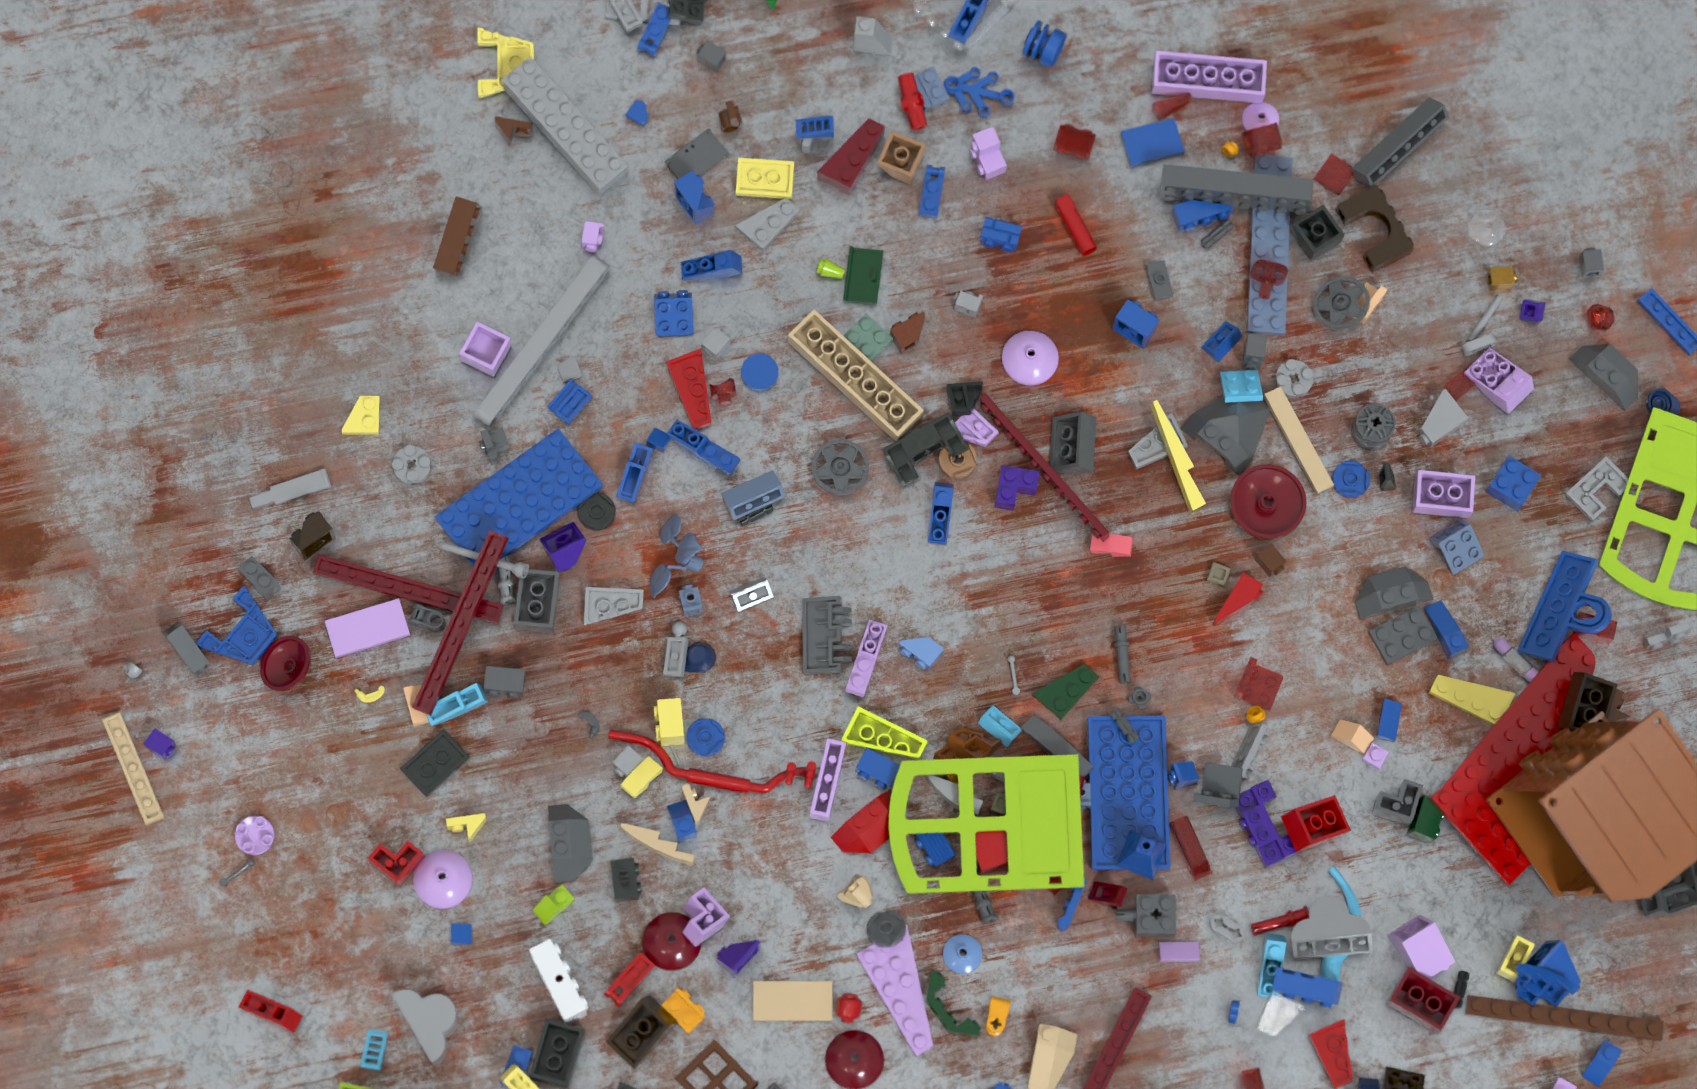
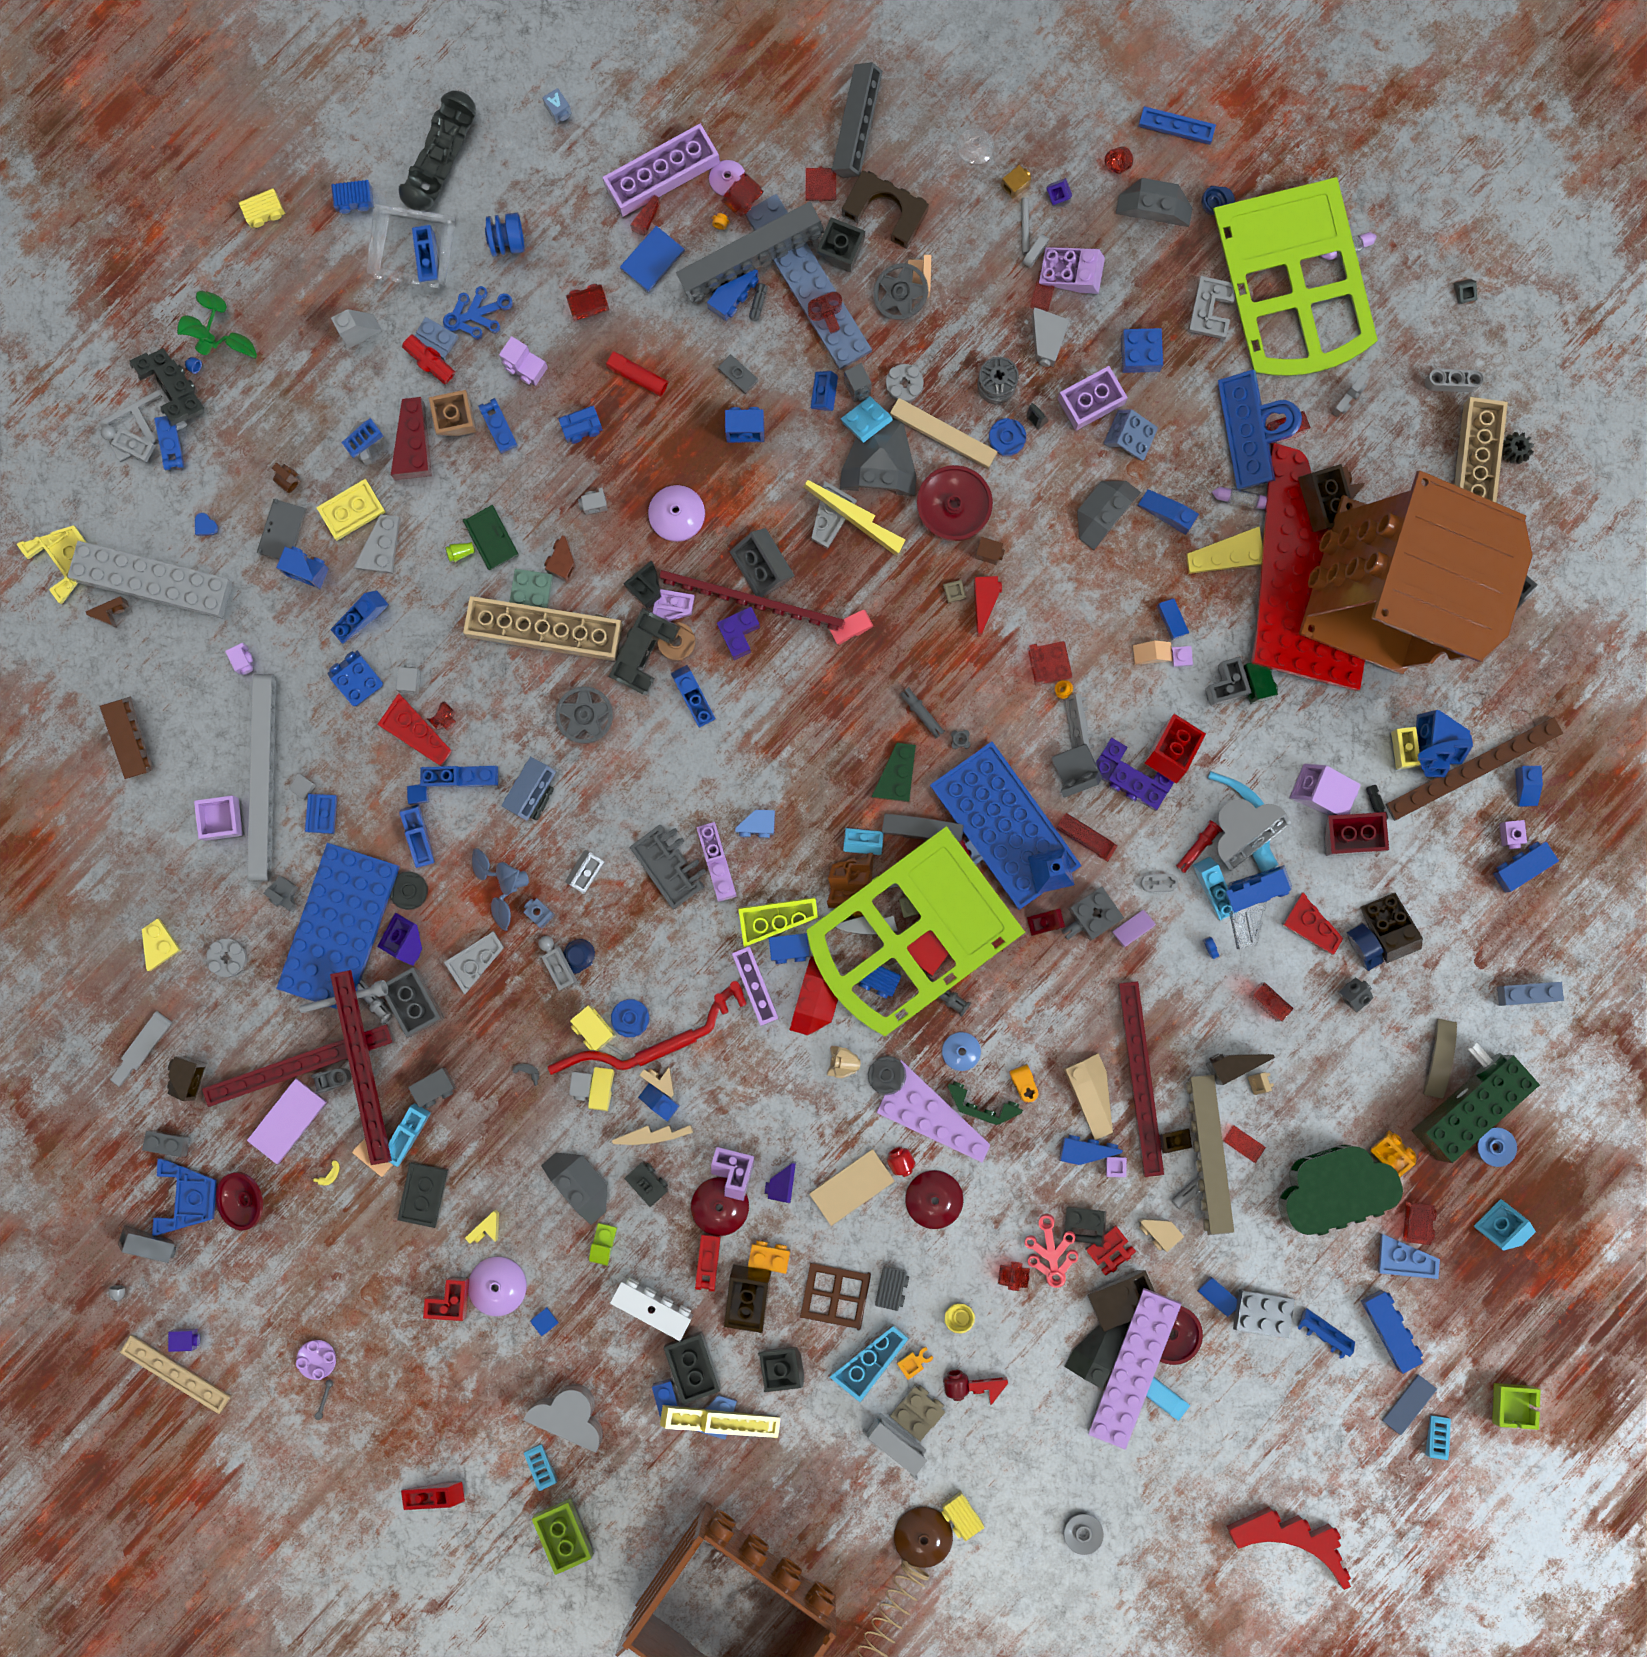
camera: 30 degrees left, 10 degrees up
(711, 56) = (232, 434): dark grey brick -> none
(759, 372) = (461, 679): blue tile -> none
(1016, 690) = (856, 803): light grey hinge -> none
(1070, 907) = (1023, 953): blue plate -> none
(1124, 725) = (965, 772): dark grey axle -> none
(1183, 775) = (1040, 781): blue slope -> none
(1403, 635) = (1137, 540): dark grey plate -> none
(1591, 263) = (1080, 118): dark grey brick -> none

